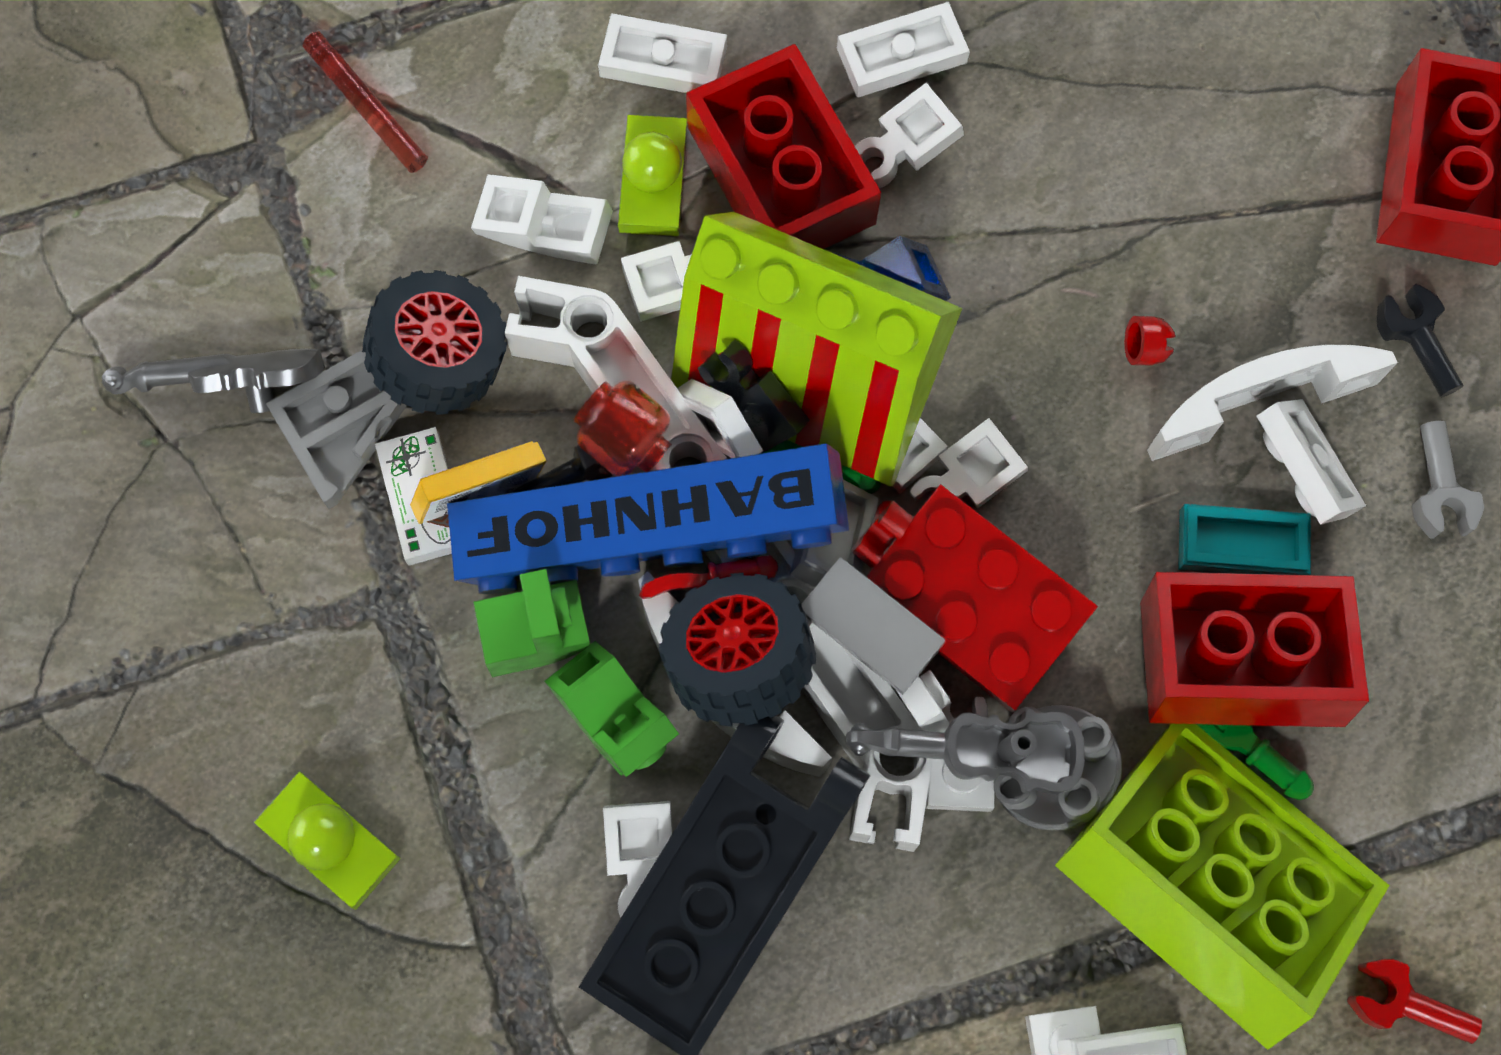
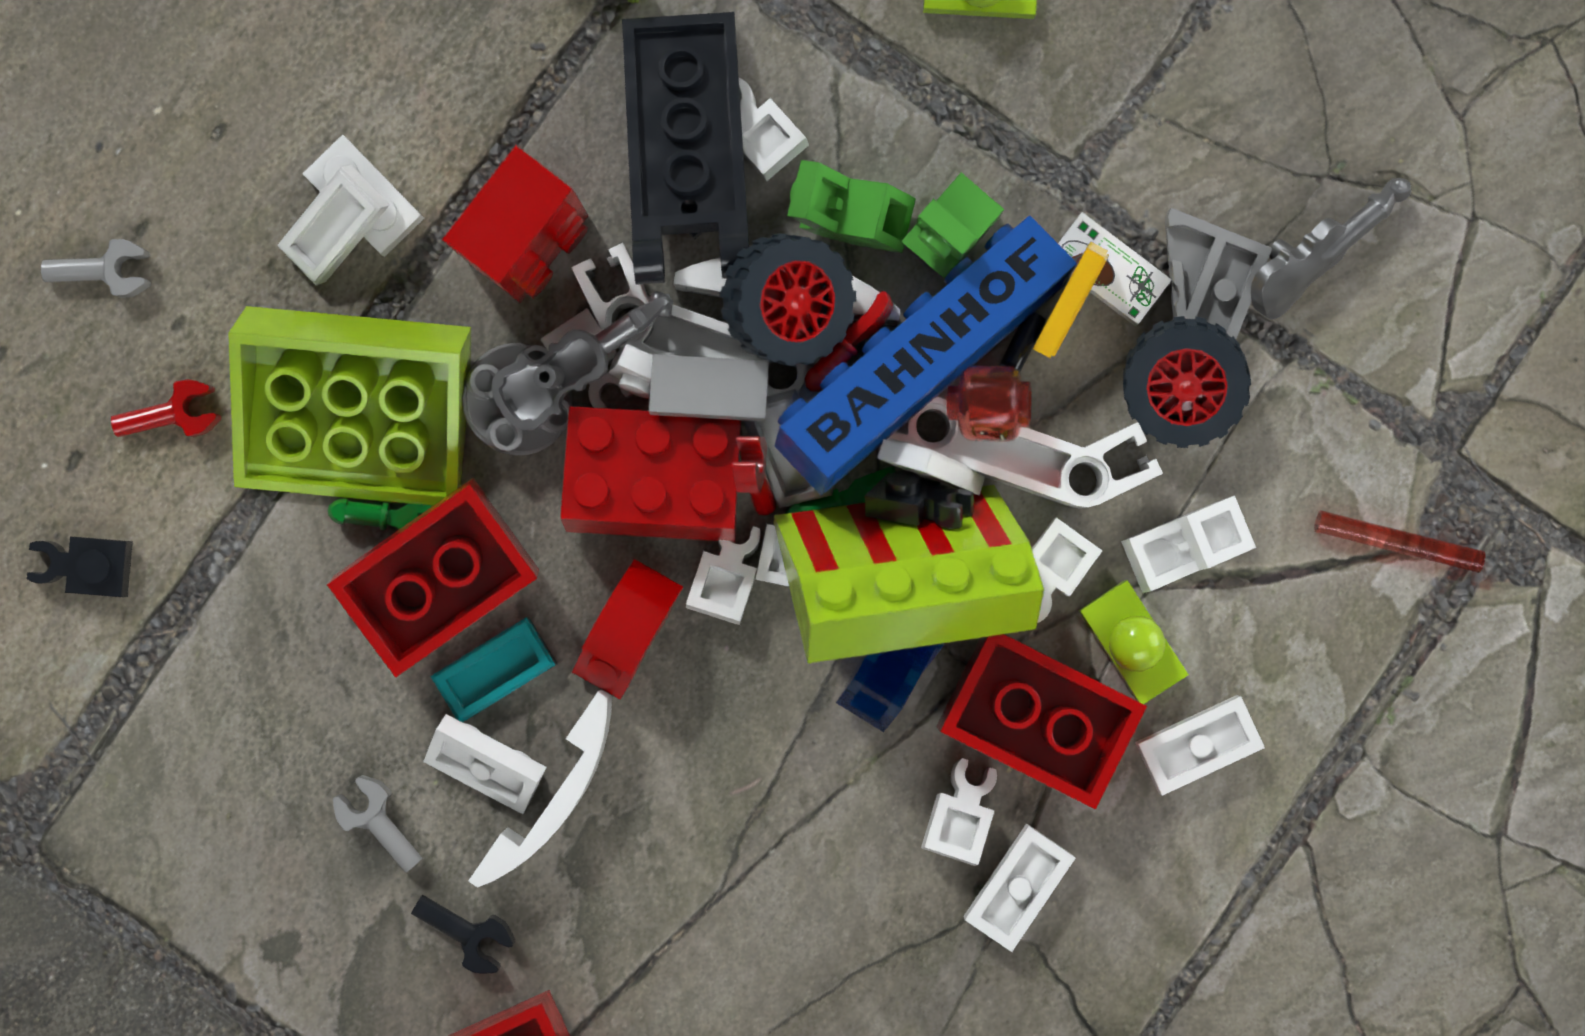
camera: 145 degrees right, 15 degrees up
(951, 907) = (519, 226): none -> red brick
(1095, 482) = (626, 628): none -> red brick
(1147, 340) = (665, 777): red hinge -> none

